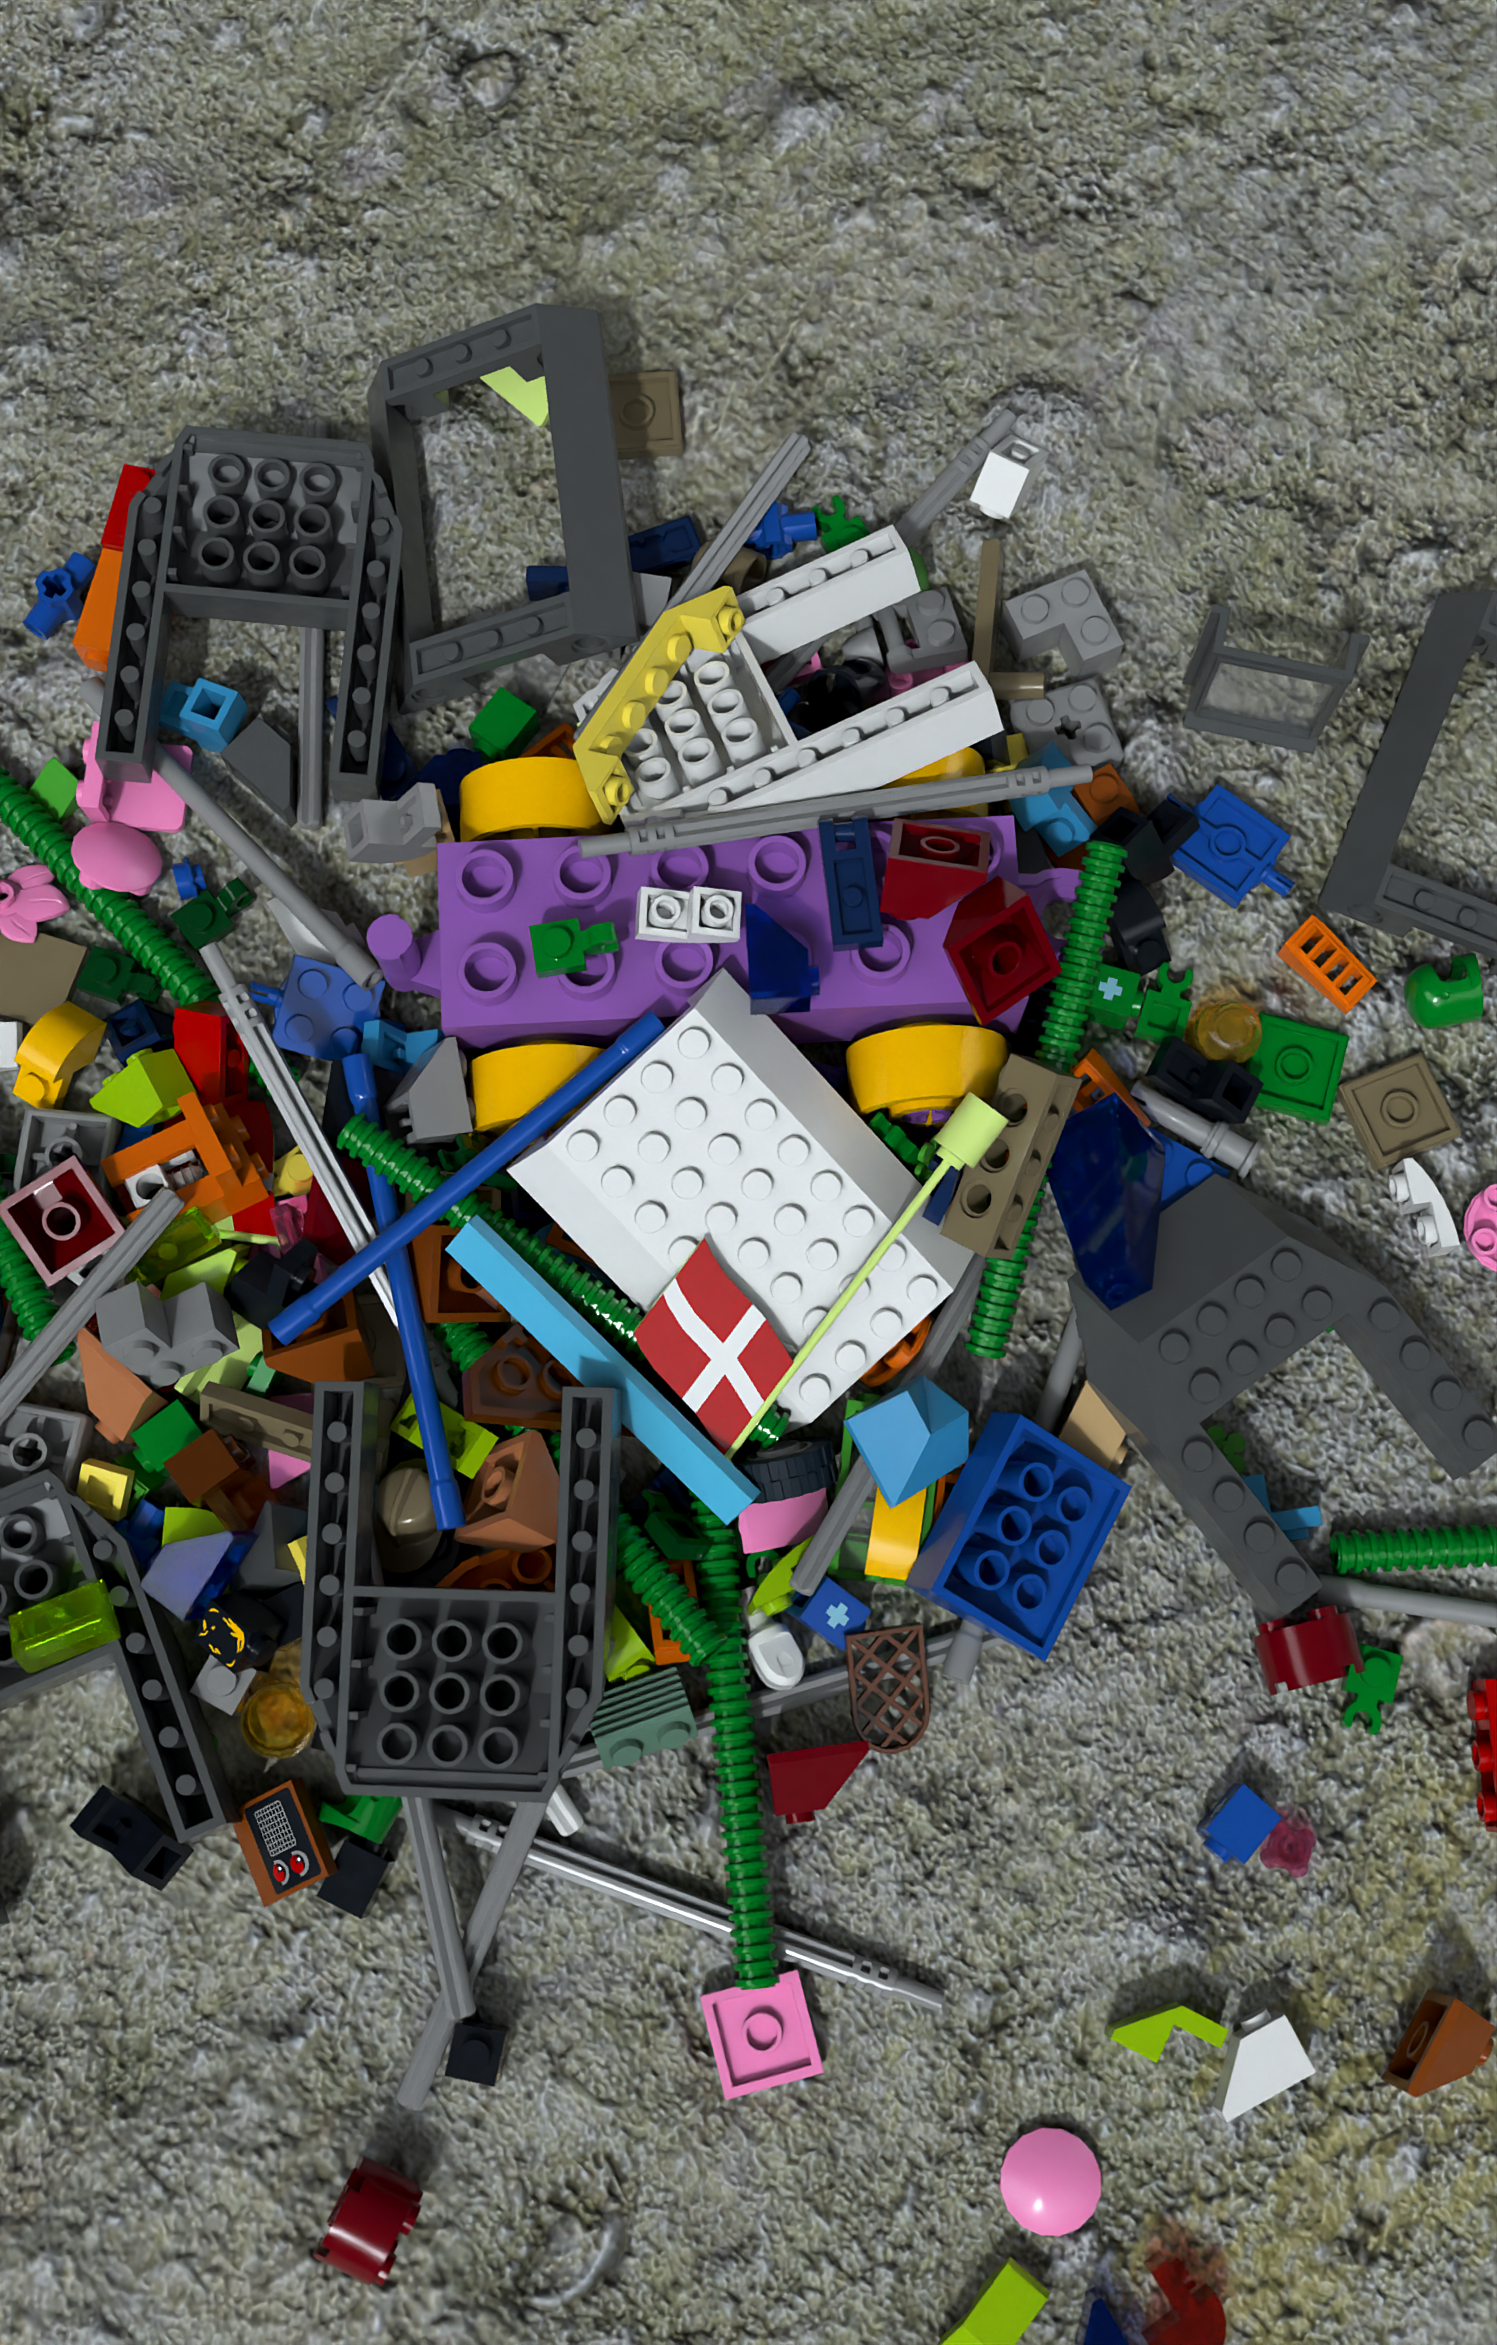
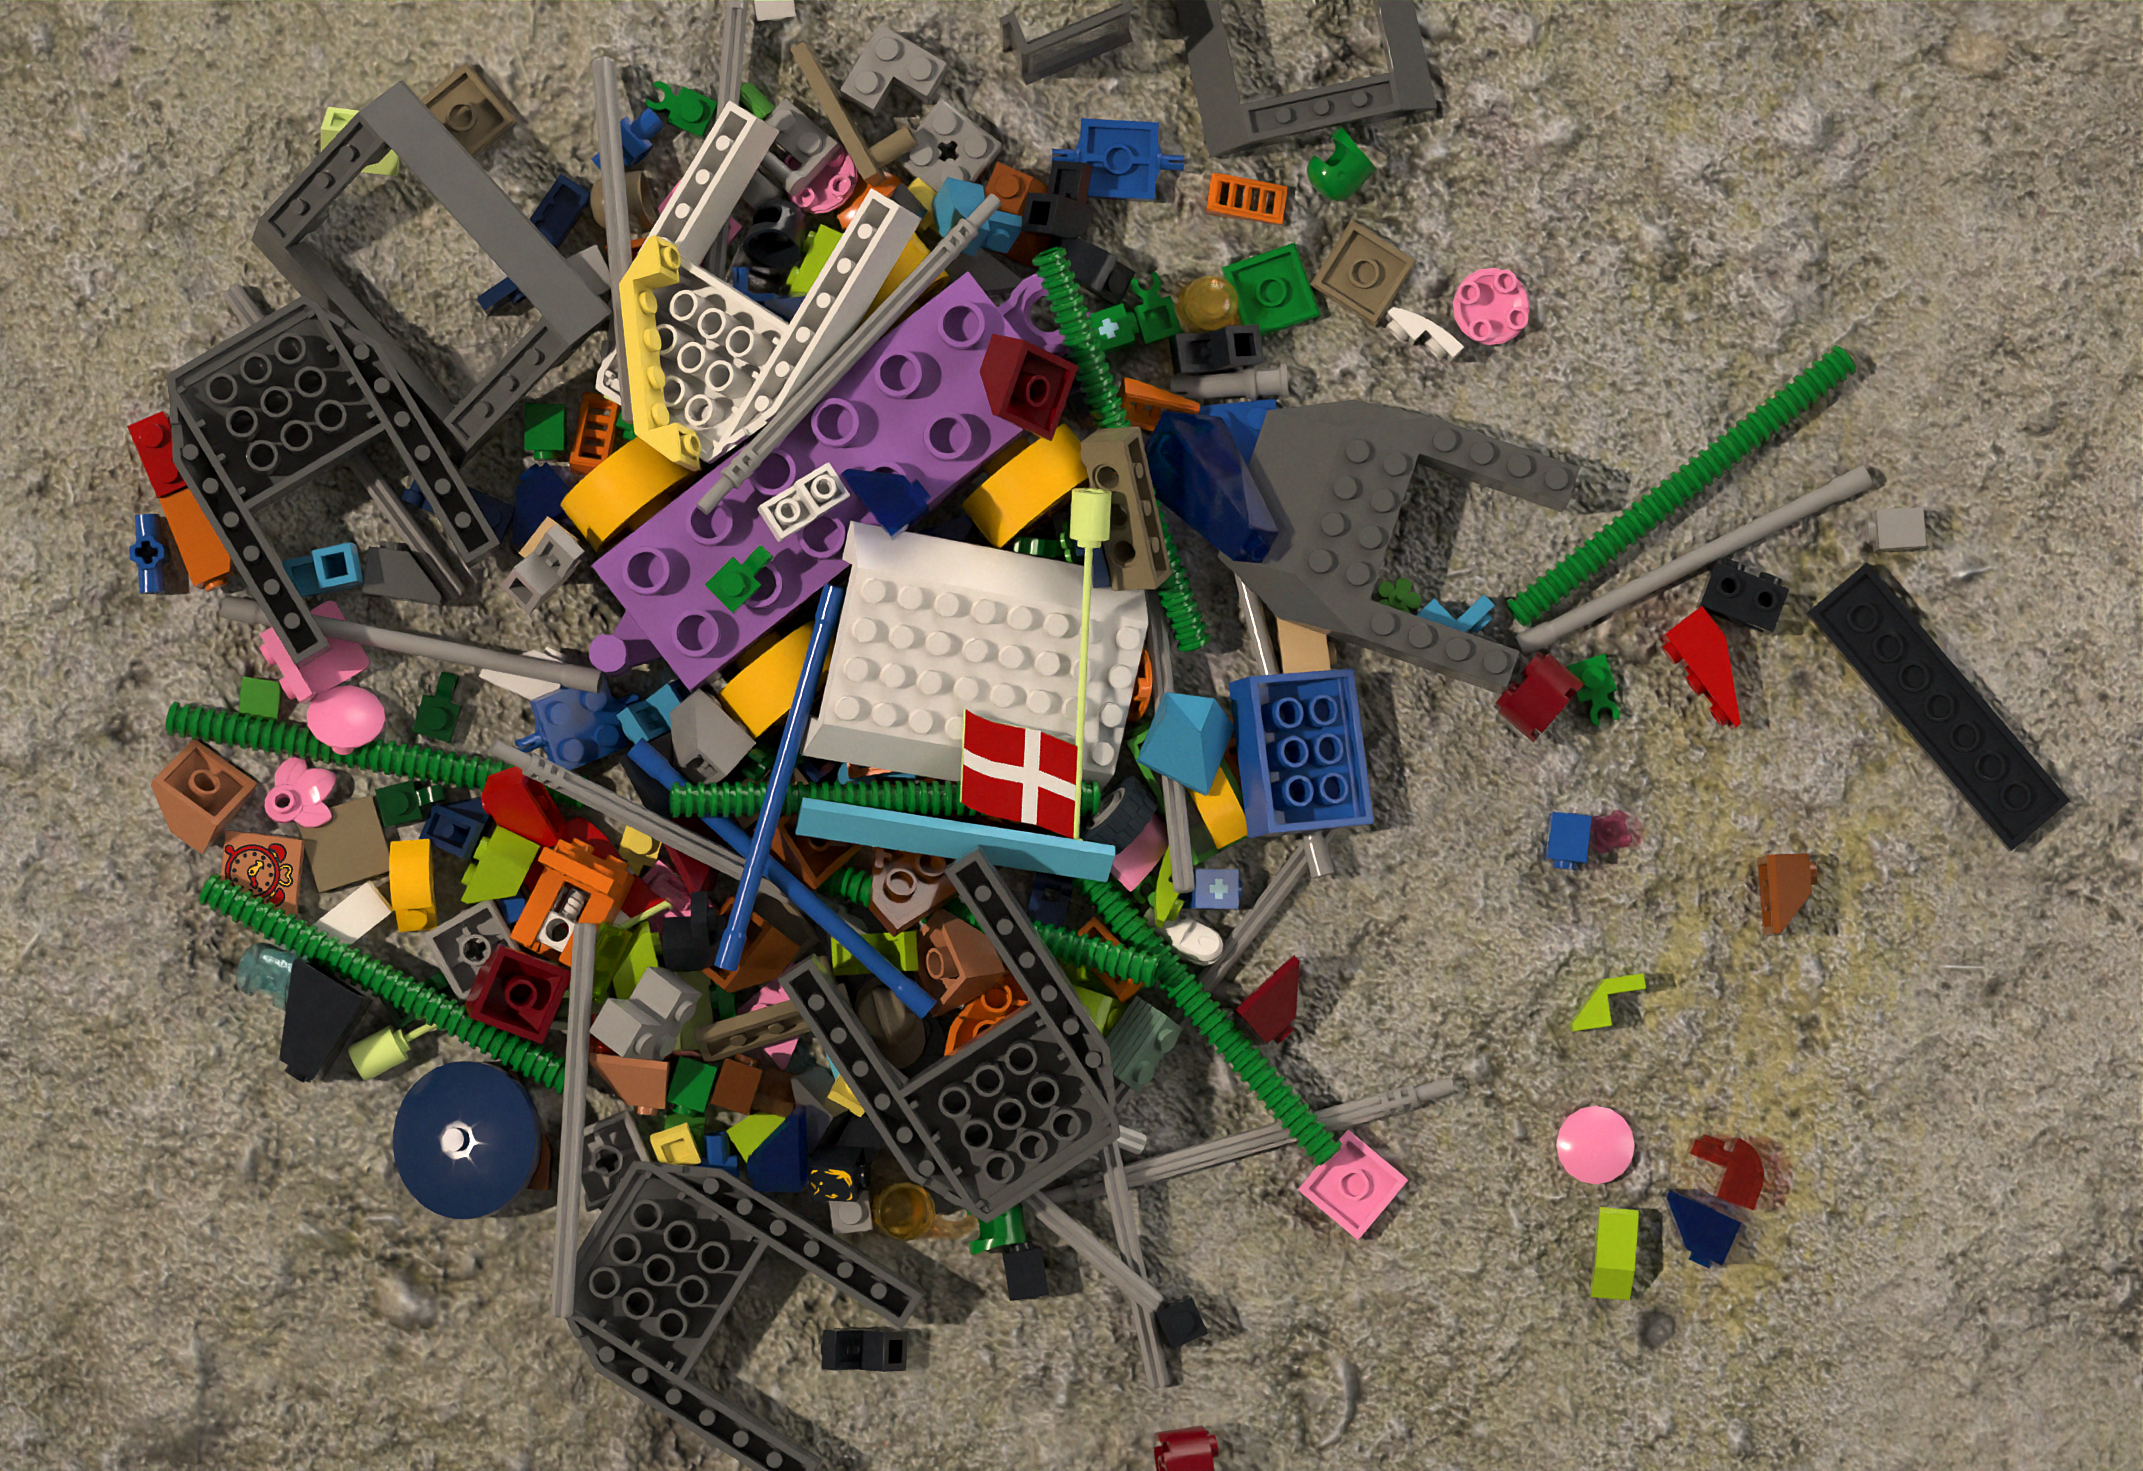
camera: 40 degrees left, 10 degrees up
(63, 1627) = (724, 1250): clear neon green slope -> none
(188, 879) = (404, 696): blue plate -> none
(283, 1842) = (963, 1285): slope -> none
(672, 1532) = (1074, 911): dark green plate -> none
(850, 885) = (897, 405): dark blue plate -> none
(850, 1639) = (1276, 861): reddish brown window -> none
(931, 868) = (944, 355): dark red slope -> none
(1259, 2063) = (1678, 979): white slope -> none

